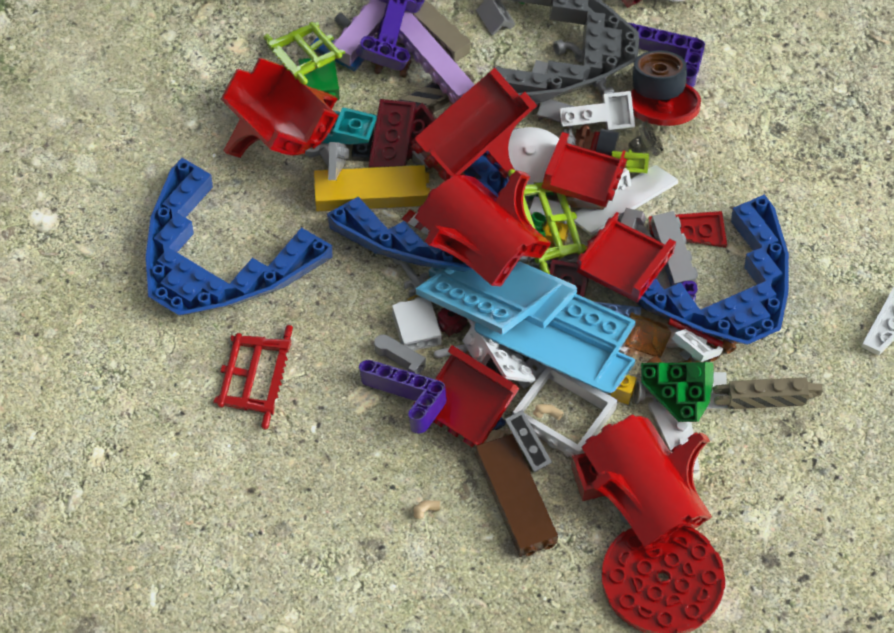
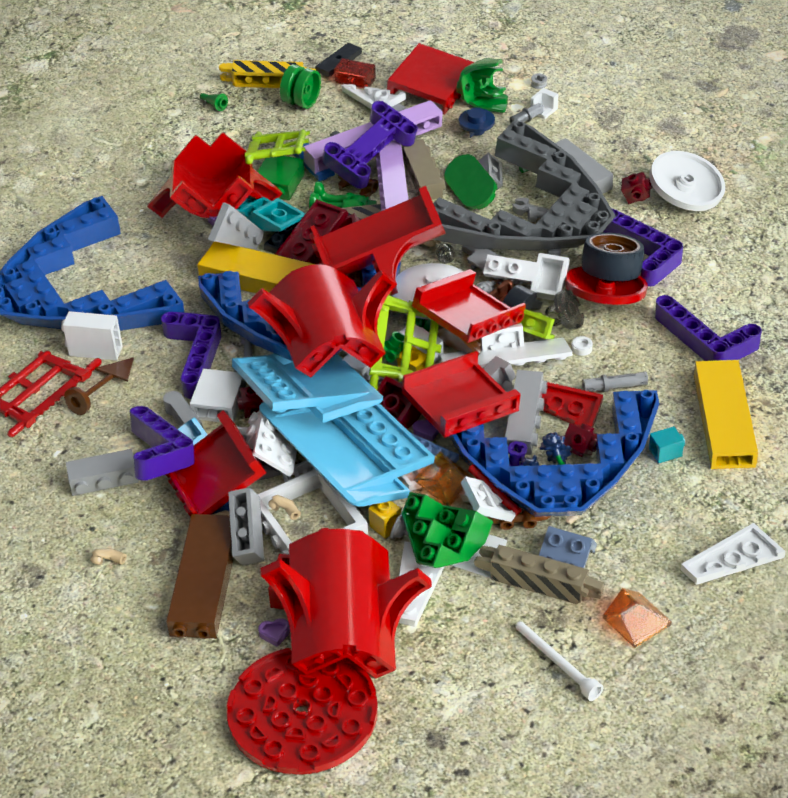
camera: 30 degrees right, 15 degrees down
(205, 11) = (218, 101): none -> green cone
(274, 307) = (92, 335): none -> white brick
(311, 328) = (79, 401): none -> reddish brown piece
(370, 434) = (101, 472): none -> light grey brick
(371, 283) = (205, 333): none -> dark purple beam
(397, 88) = (341, 201): none -> green piece
(427, 368) = (193, 430): none -> medium azure panel
(490, 31) = (470, 182): none -> green tile
(547, 40) = (521, 206): none -> light grey bar
(598, 520) = (274, 631): none -> medium lavender tile
(600, 293) = (425, 430): none -> medium lavender tile
(673, 166) = (581, 346): none -> white tile
(715, 197) = (606, 382): none -> light grey pin
(722, 278) = (556, 452): none -> dark blue plant
(723, 257) = (581, 439): none -> dark red brick
(759, 126) = (701, 338): none -> dark purple beam
(774, 363) = (567, 547): none -> sand blue bracket
(795, 238) = (666, 444): none -> teal brick
(820, 194) = (725, 414): none -> yellow brick
(853, 402) = (635, 617): none -> clear orange slope
(854, 472) = (590, 687): none -> white piece

